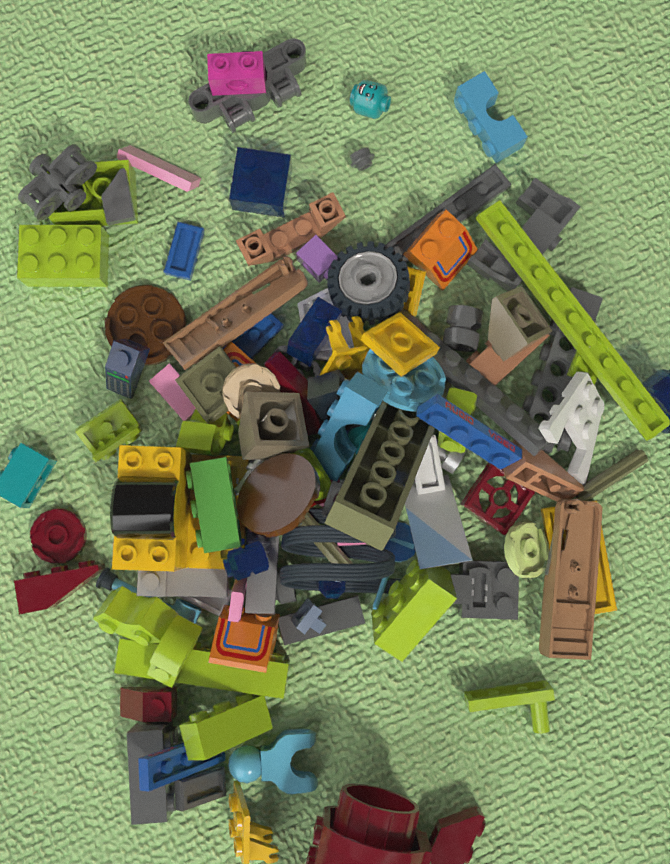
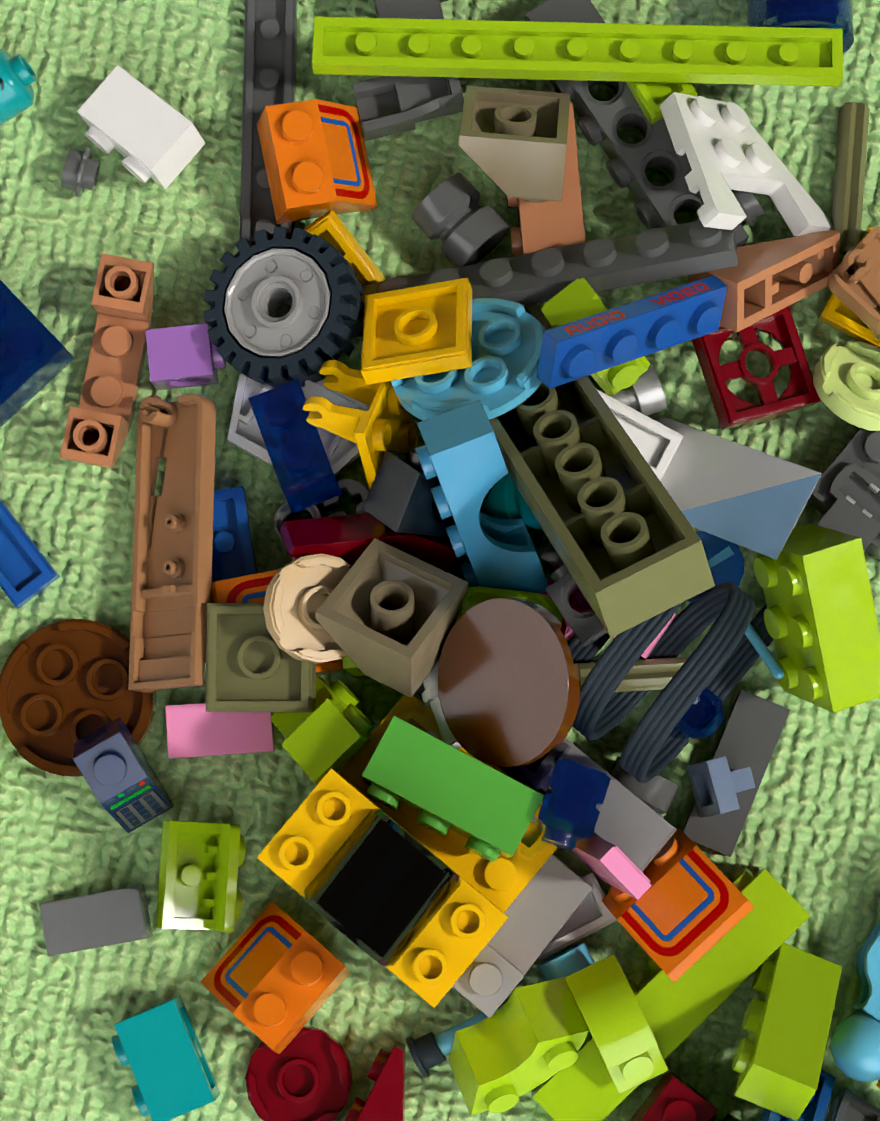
camera: 45 degrees left, 0 degrees up
(61, 403) = (96, 920): none -> dark grey slope
(86, 493) = (275, 977): none -> orange slope
(399, 168) = (140, 127): none -> white brick

